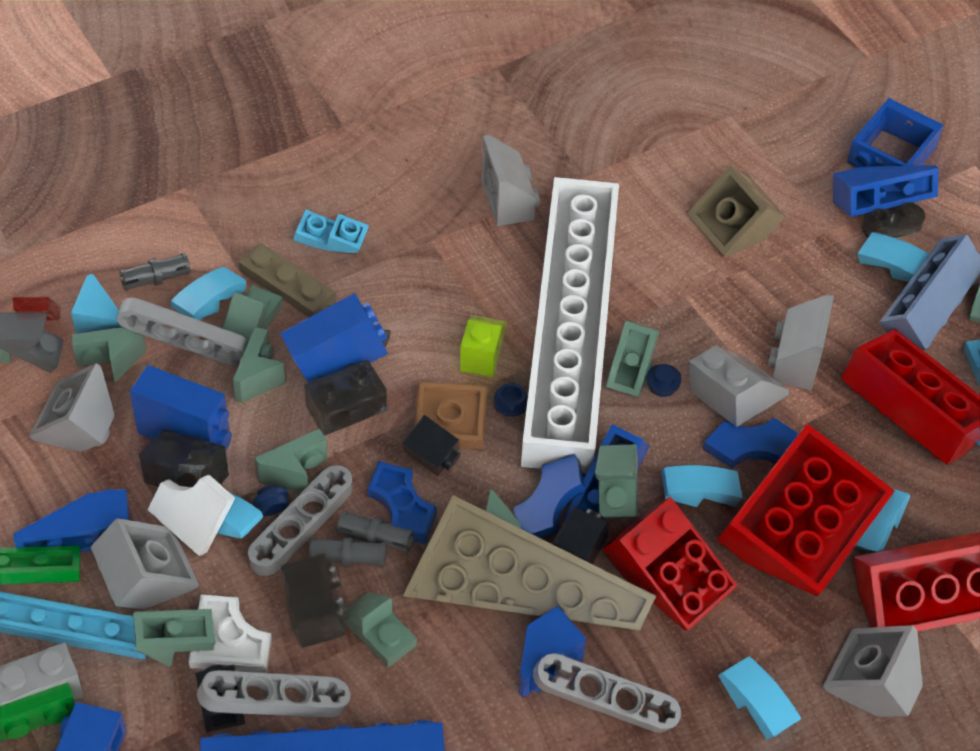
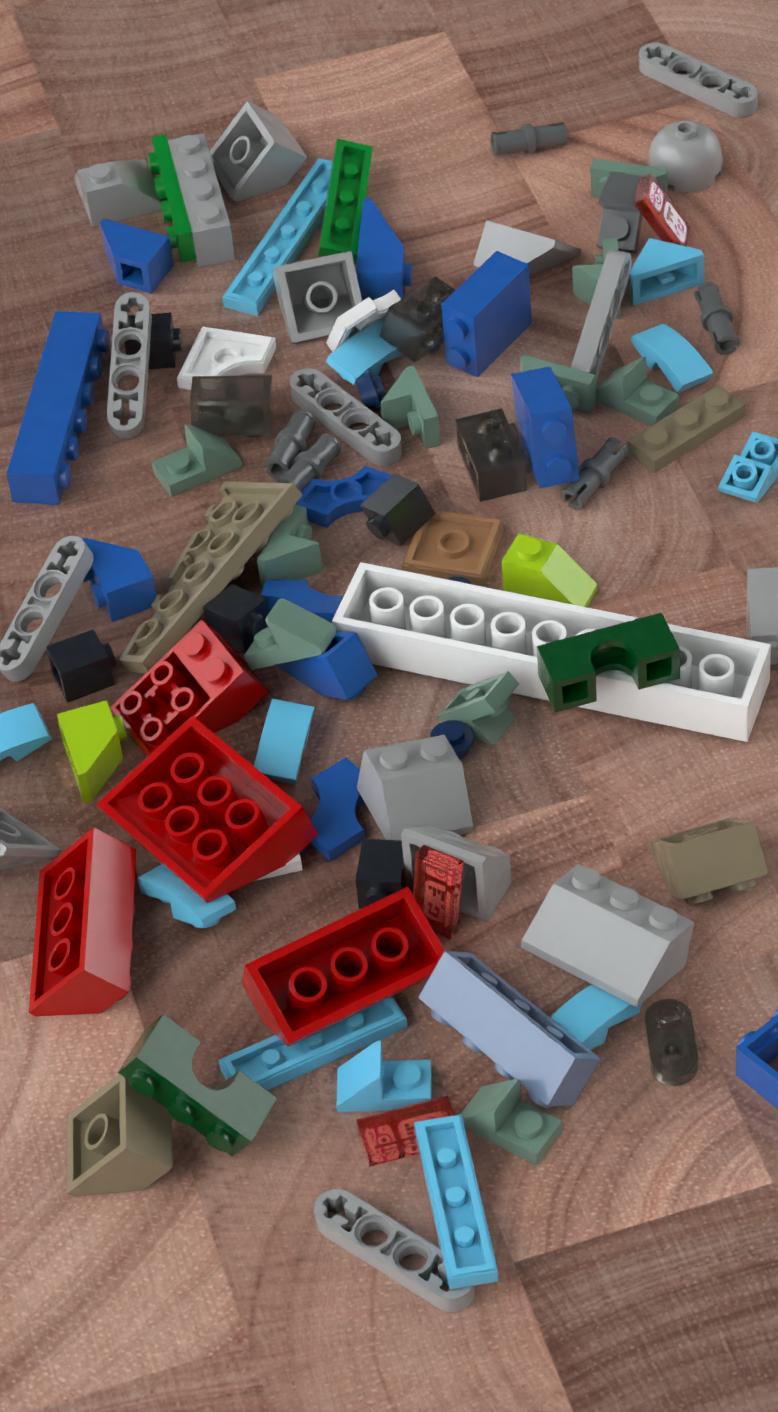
camera: 110 degrees right, 5 degrees down
(166, 632) = (223, 301): sand green slope -> none
(622, 273) = (637, 647): none -> dark green arch
(659, 653) = (81, 665): none -> black brick
(750, 622) = (92, 745): none -> lime slope
(817, 394) = (379, 870): none -> black brick
(834, 250) = (609, 935): none -> light grey slope
(838, 344) = (439, 889): none -> clear red tile
(883, 187) = (714, 1007): blue slope -> none

